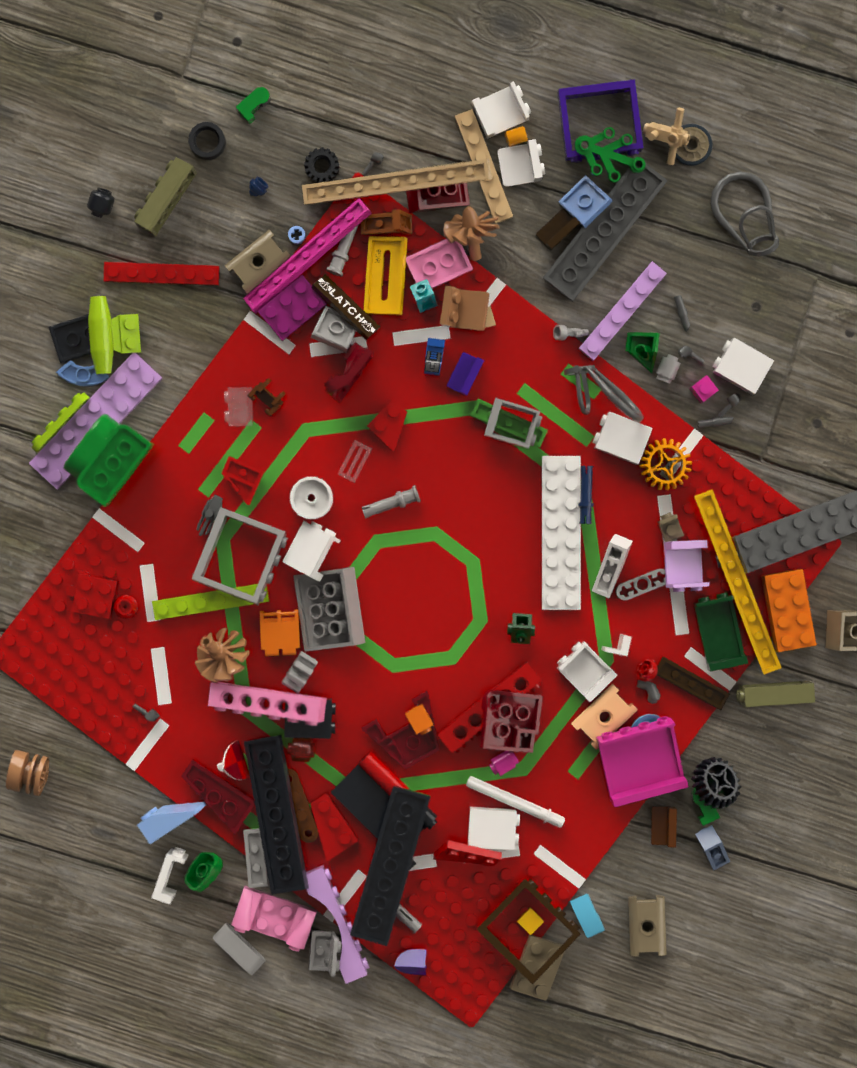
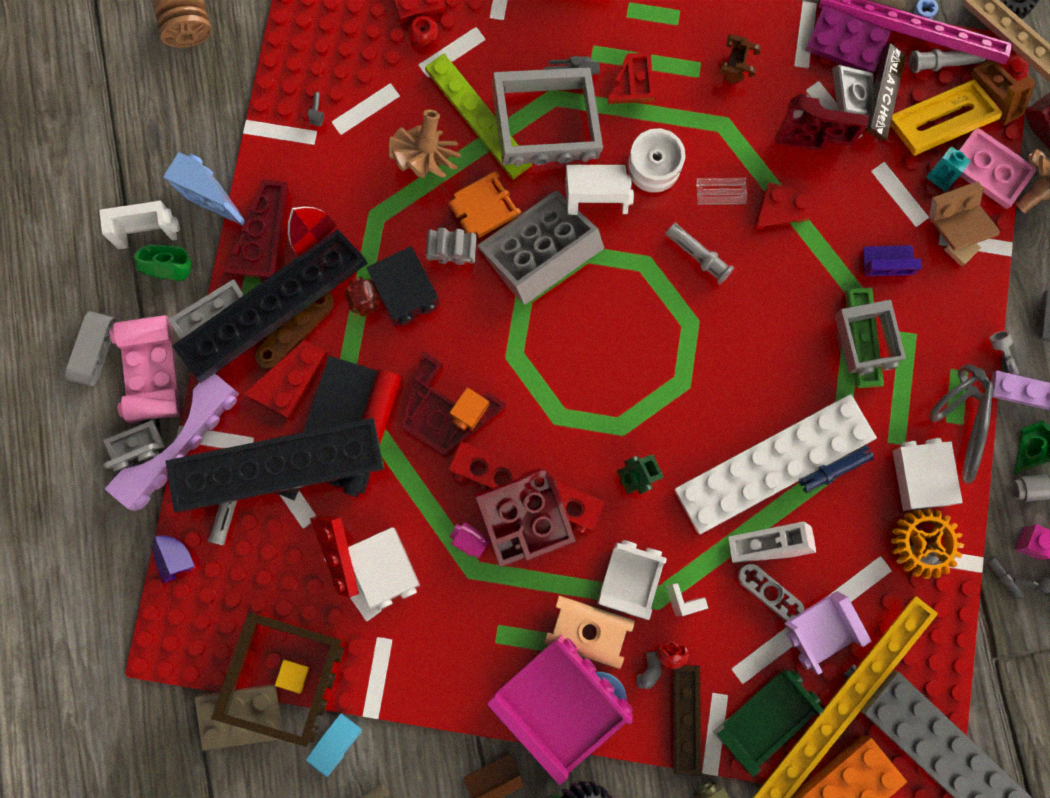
camera: 55 degrees right, 10 degrees down
(219, 700) = (419, 277): bright pink brick -> none
(239, 407) = (707, 38): clear bracket -> none
(434, 356) = (890, 214): leg -> none
(515, 801) = (429, 580): white axle -> none
(670, 527) = (859, 587): dark tan bracket -> none

